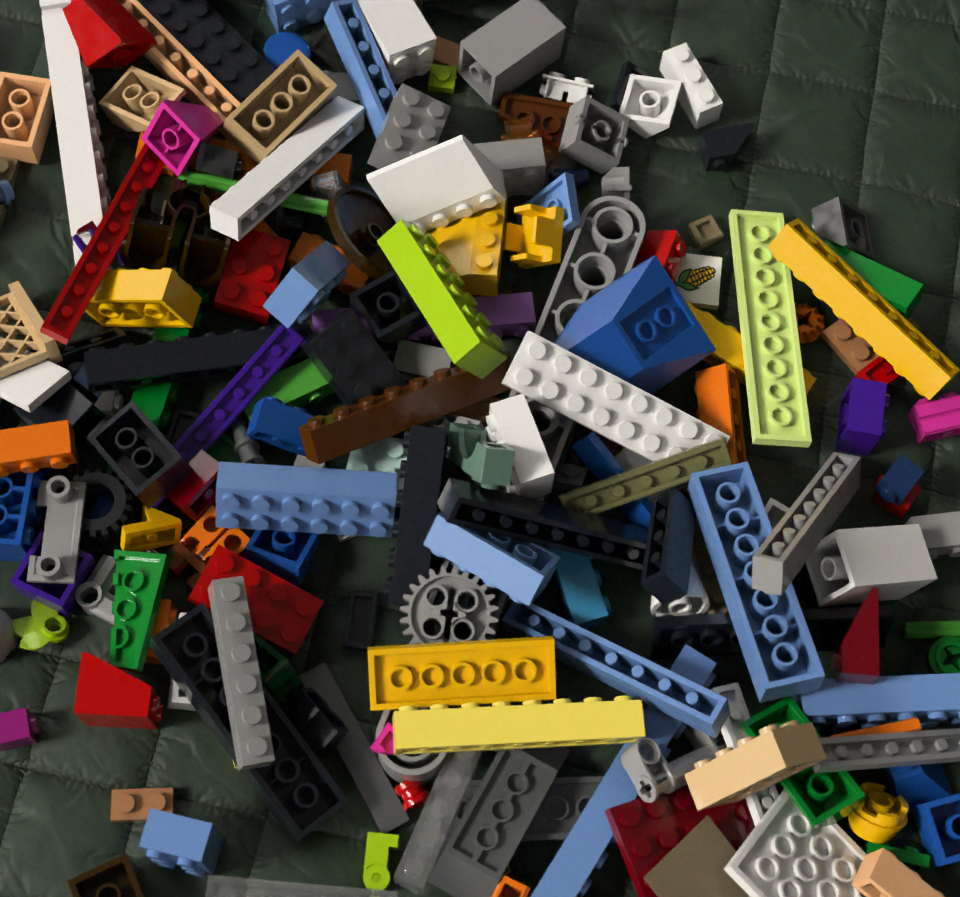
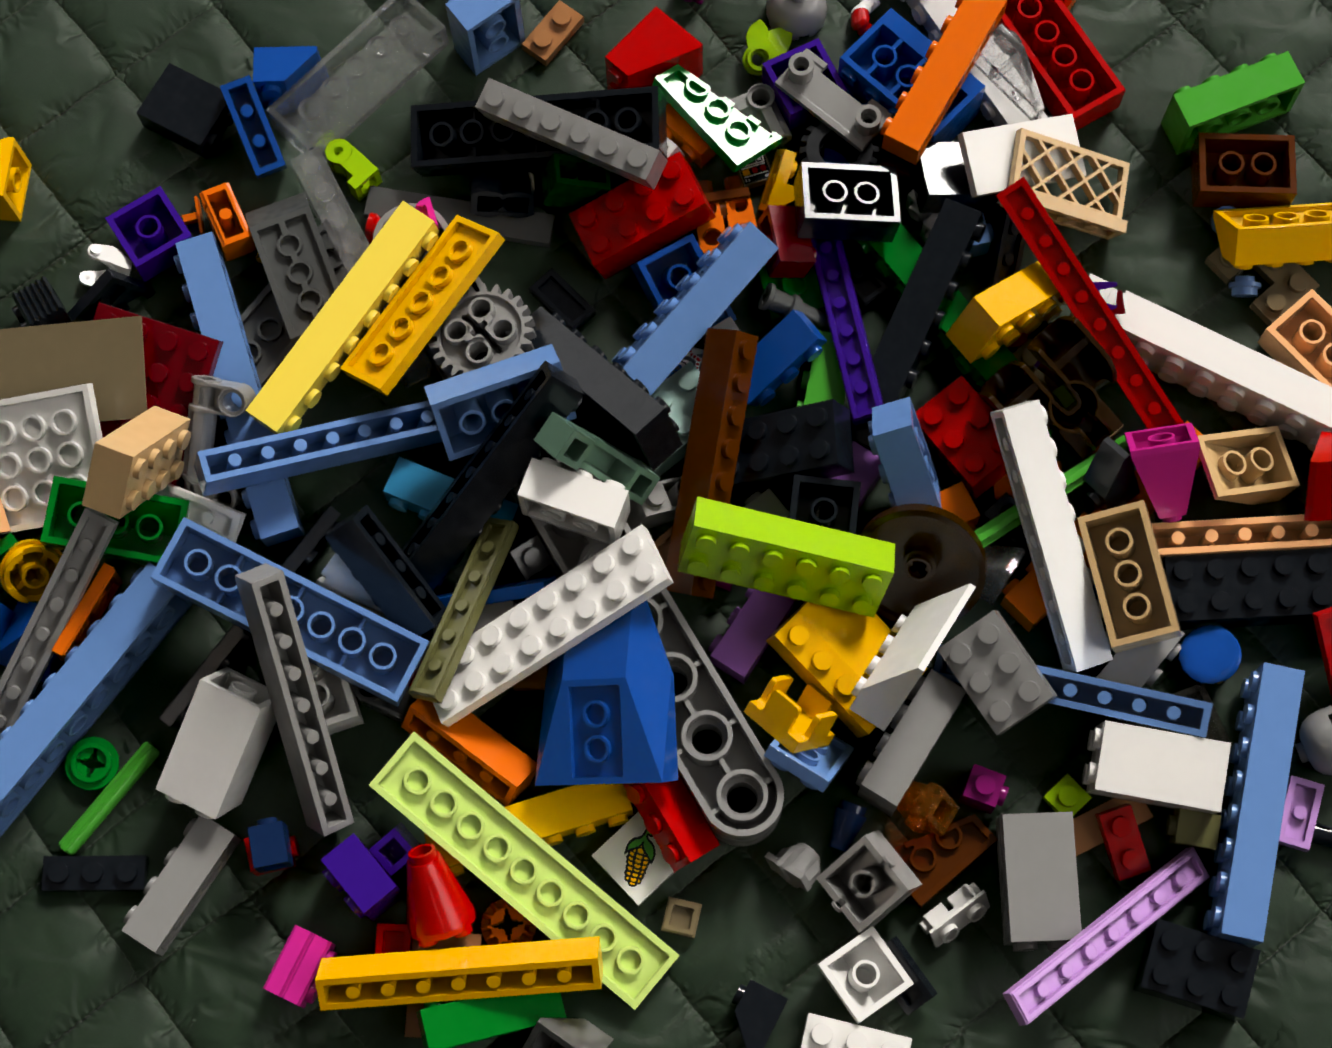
camera: 135 degrees right, 5 degrees up
(448, 28) = (1123, 842): none -> red plate
(480, 119) = (984, 789): none -> magenta brick
(826, 414) = (393, 848): none -> dark purple brick
(836, 356) = (435, 899): none -> red cone
(859, 651) = (158, 651): dark red slope -> none

